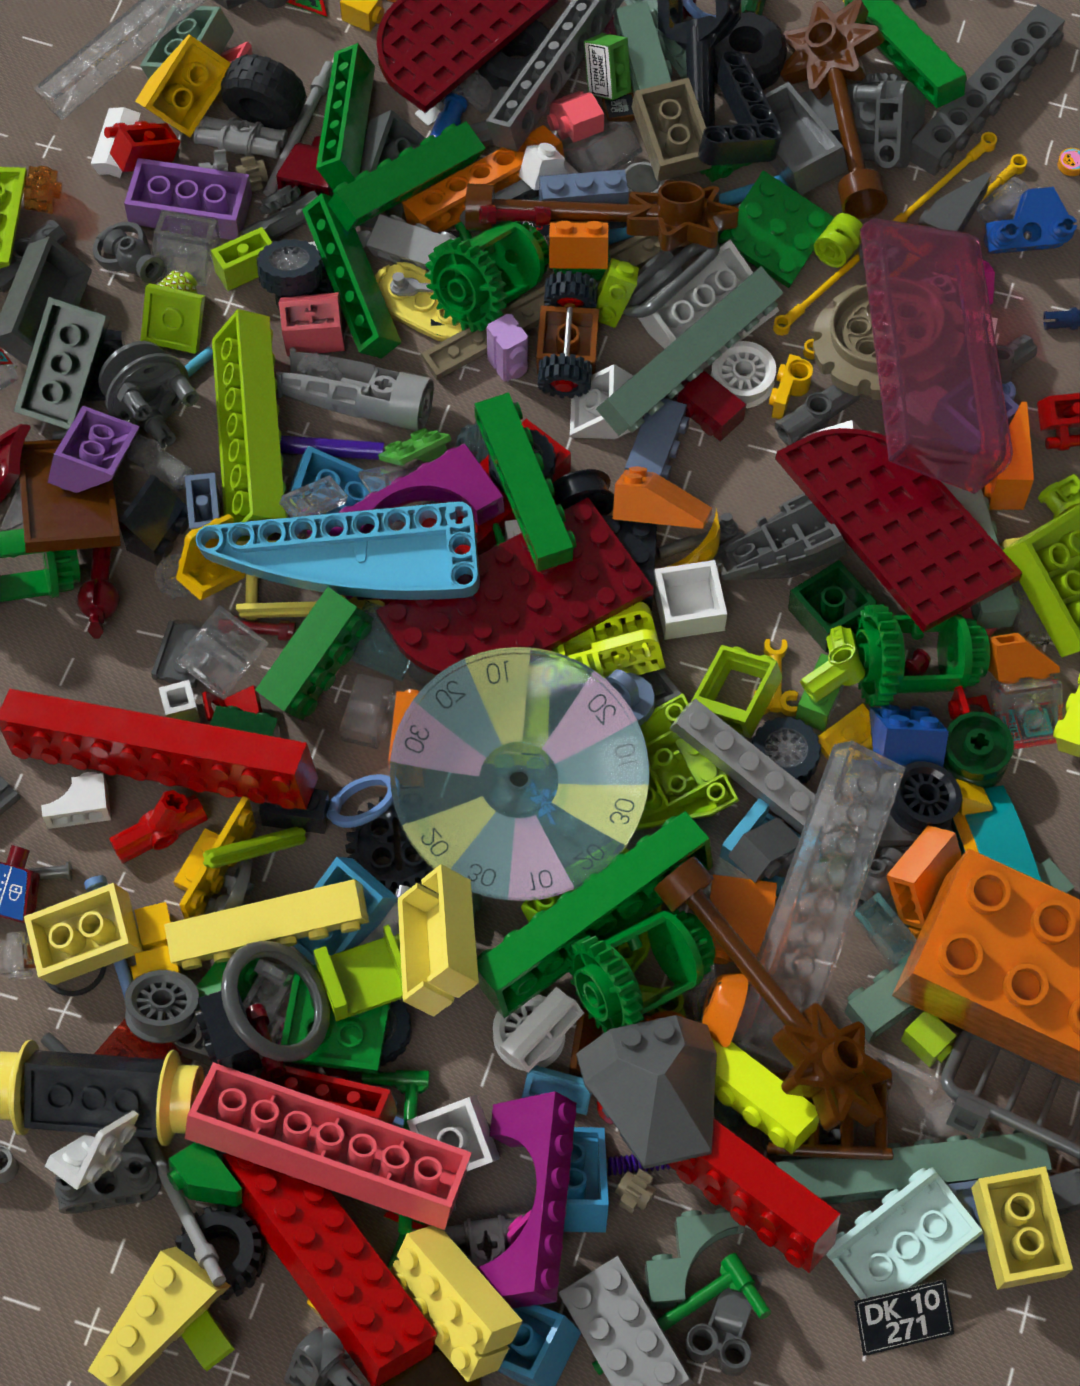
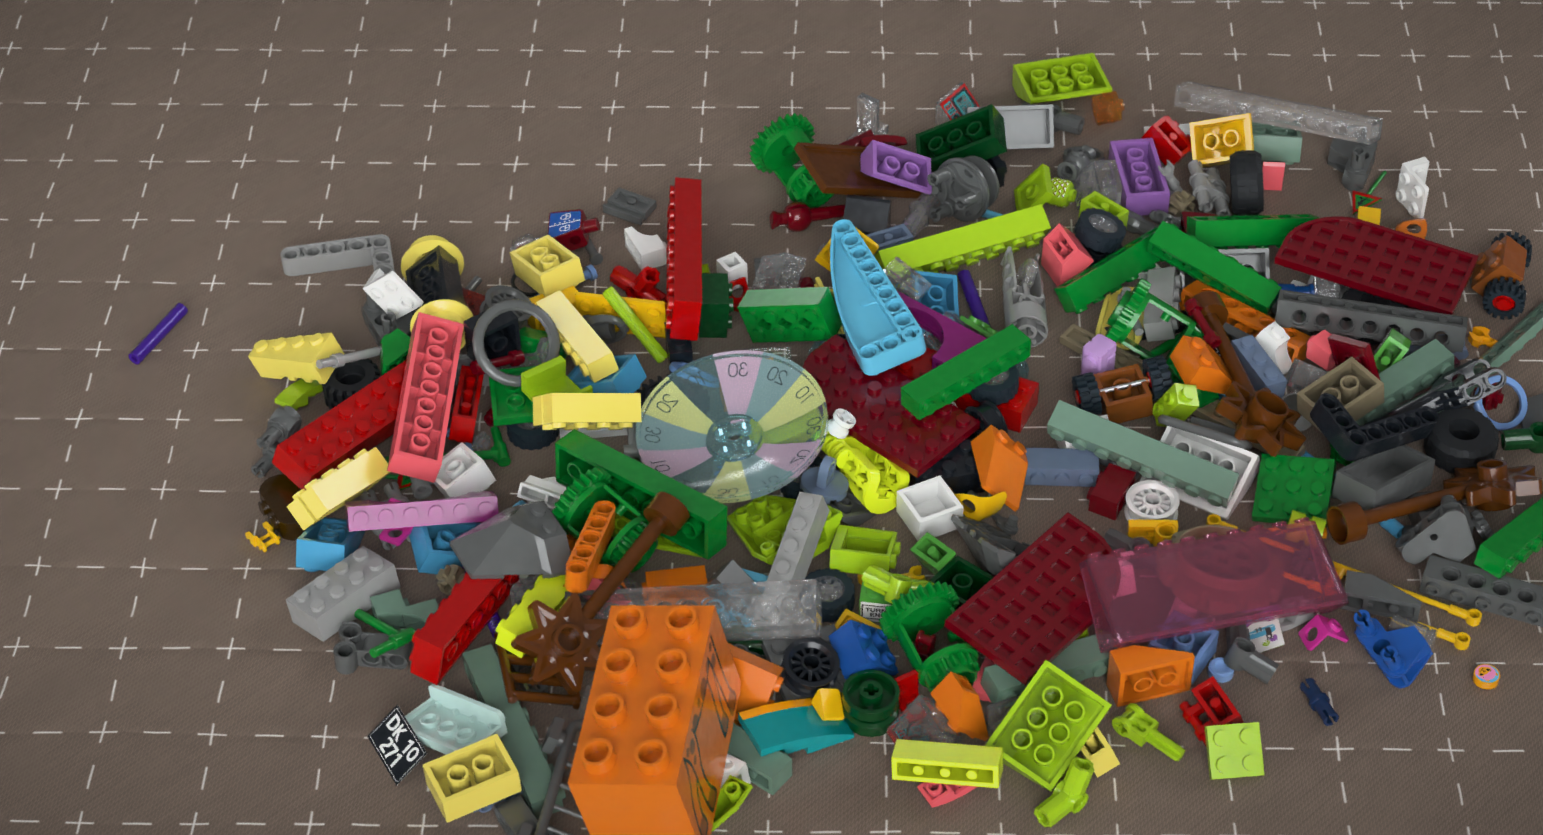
camera: 75 degrees right, 20 degrees down
(556, 640) = (841, 423): none -> white wheel
(618, 95) = (1345, 347): none -> dark red tile
(708, 1004) = (590, 547): none -> orange beam
(779, 613) = (932, 553): none -> bright green slope

